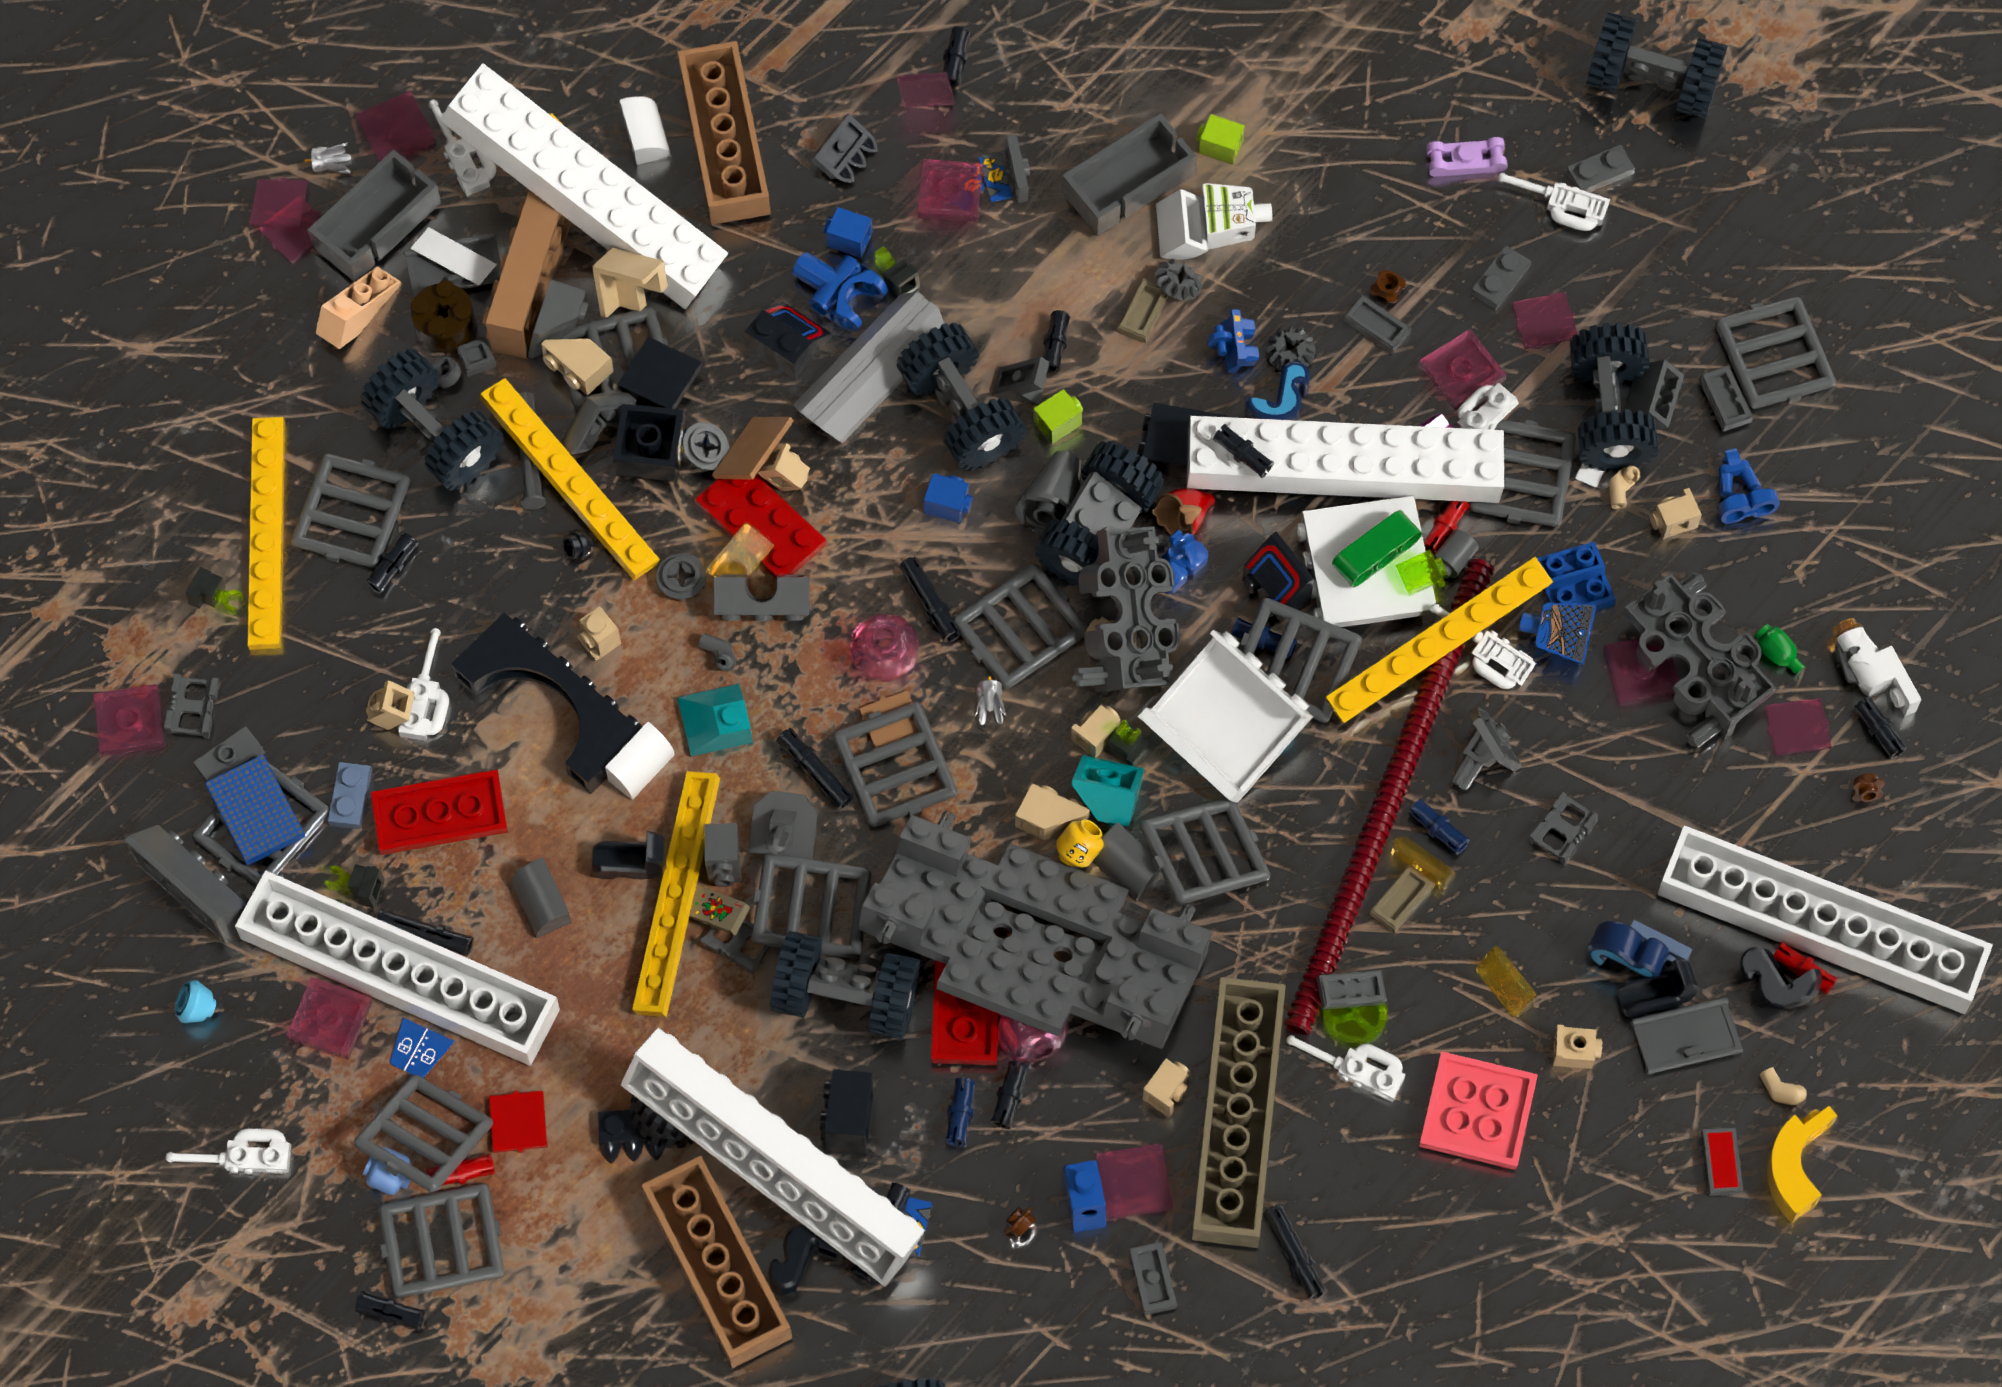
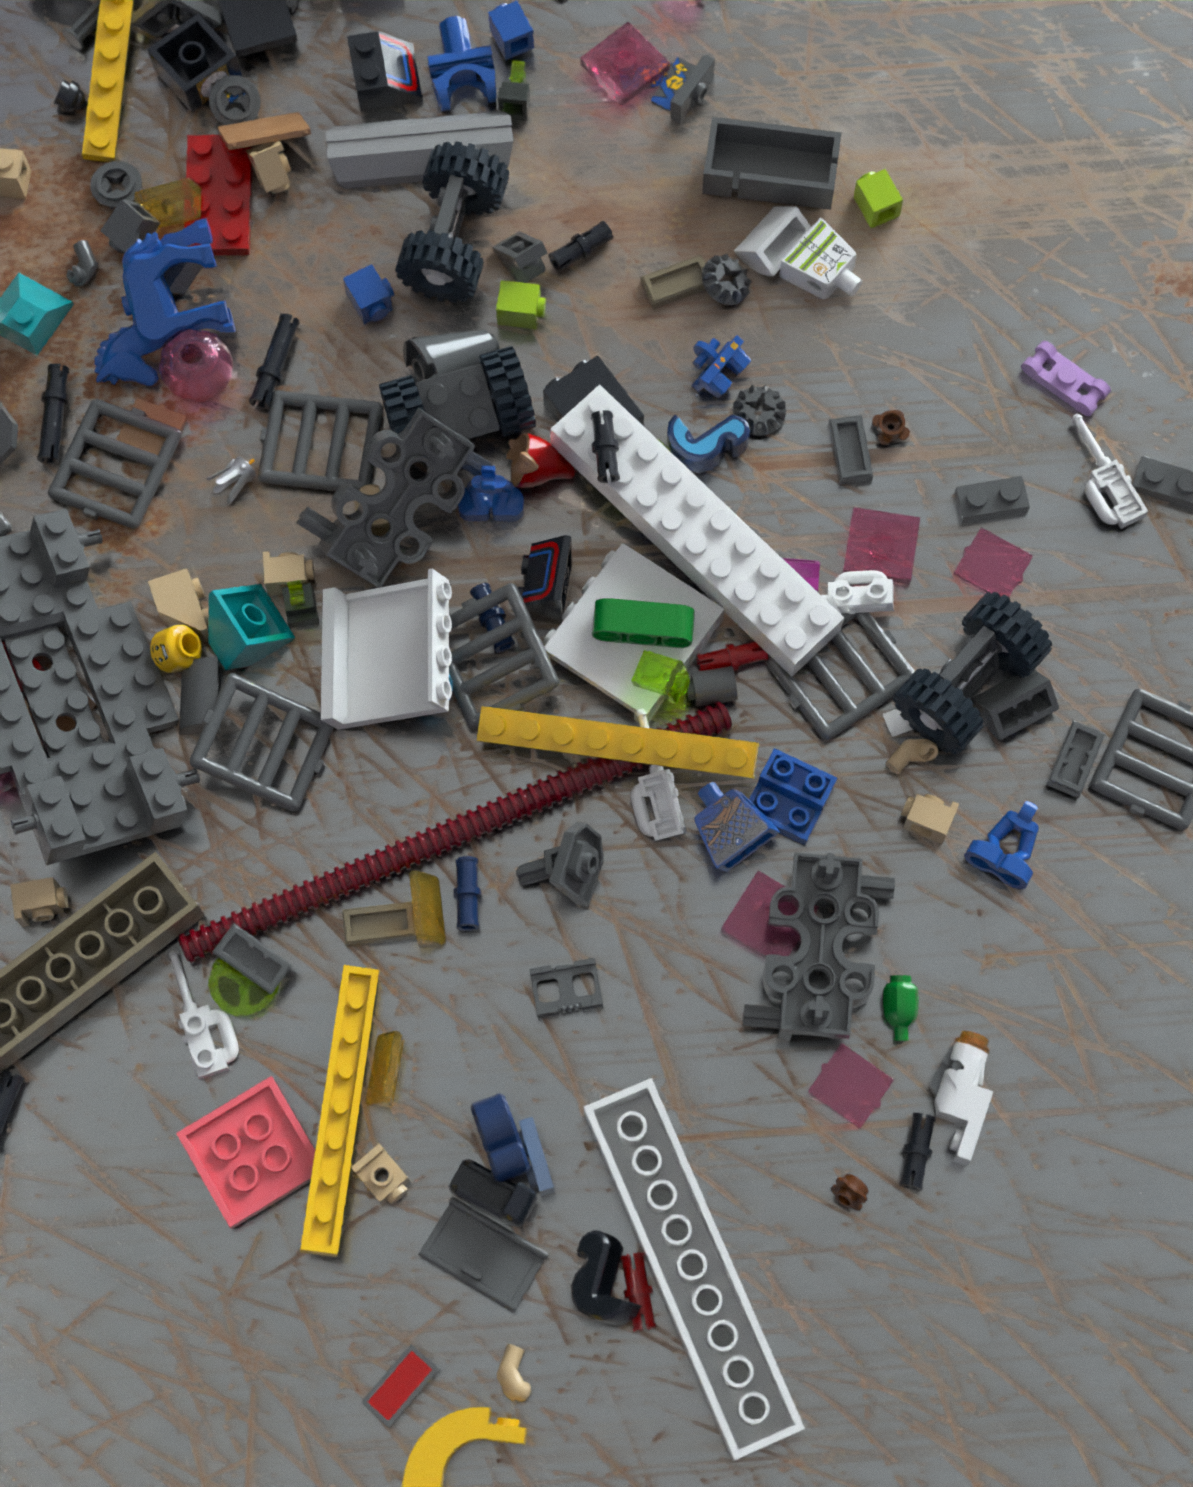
camera: 45 degrees right, 5 degrees up
(816, 630) = (153, 305): none -> blue animal
(1509, 1029) = (339, 1112): none -> yellow plate

